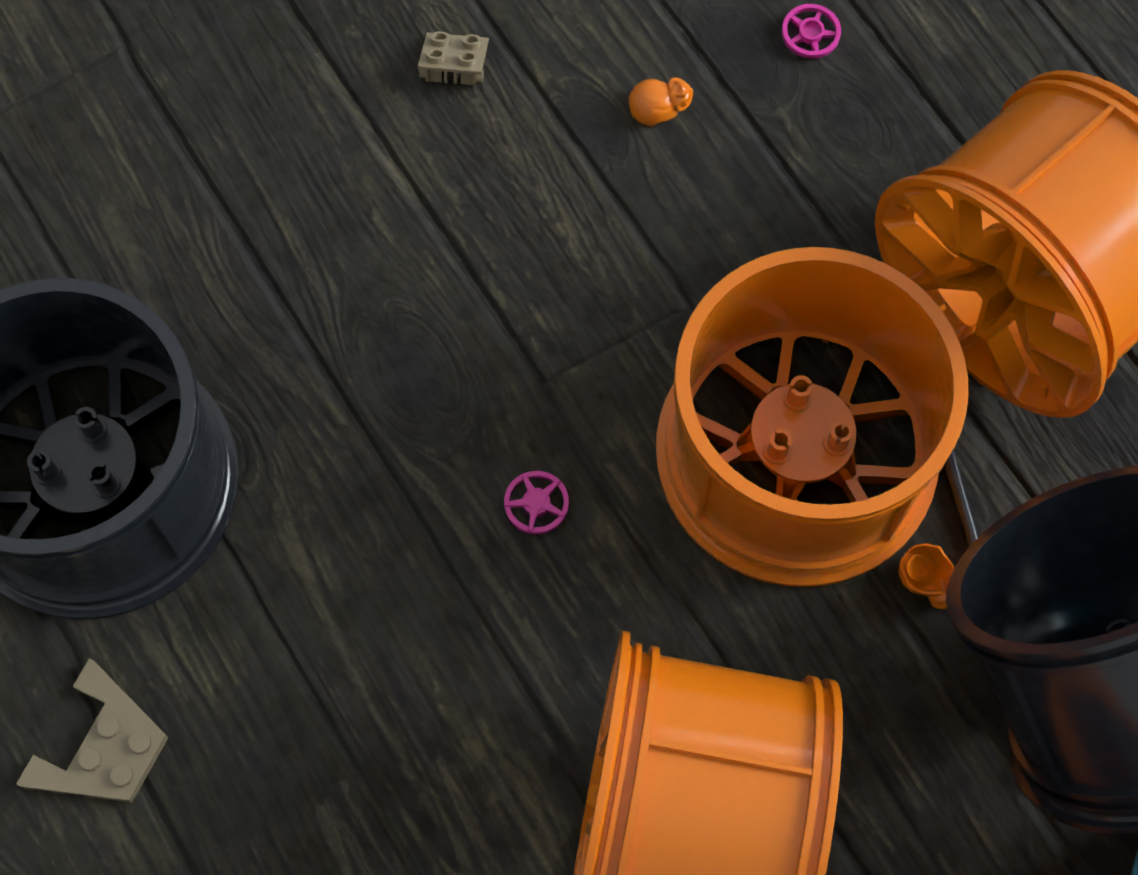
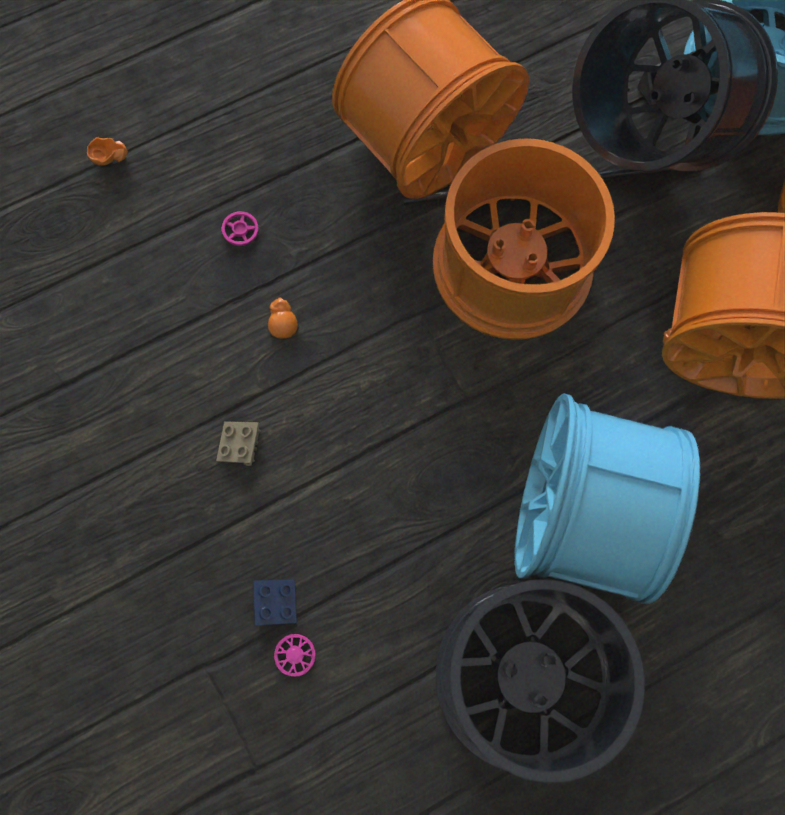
camera: 90 degrees left, 5 degrees up
(114, 752) = (701, 658): dark tan wing -> none
(137, 156) = (294, 655): none -> dark pink wheel
(212, 120) = (274, 602): none -> dark blue hinge
(339, 517) = (607, 502): none -> medium azure wheel
(536, 502) = (542, 406): dark pink wheel -> none

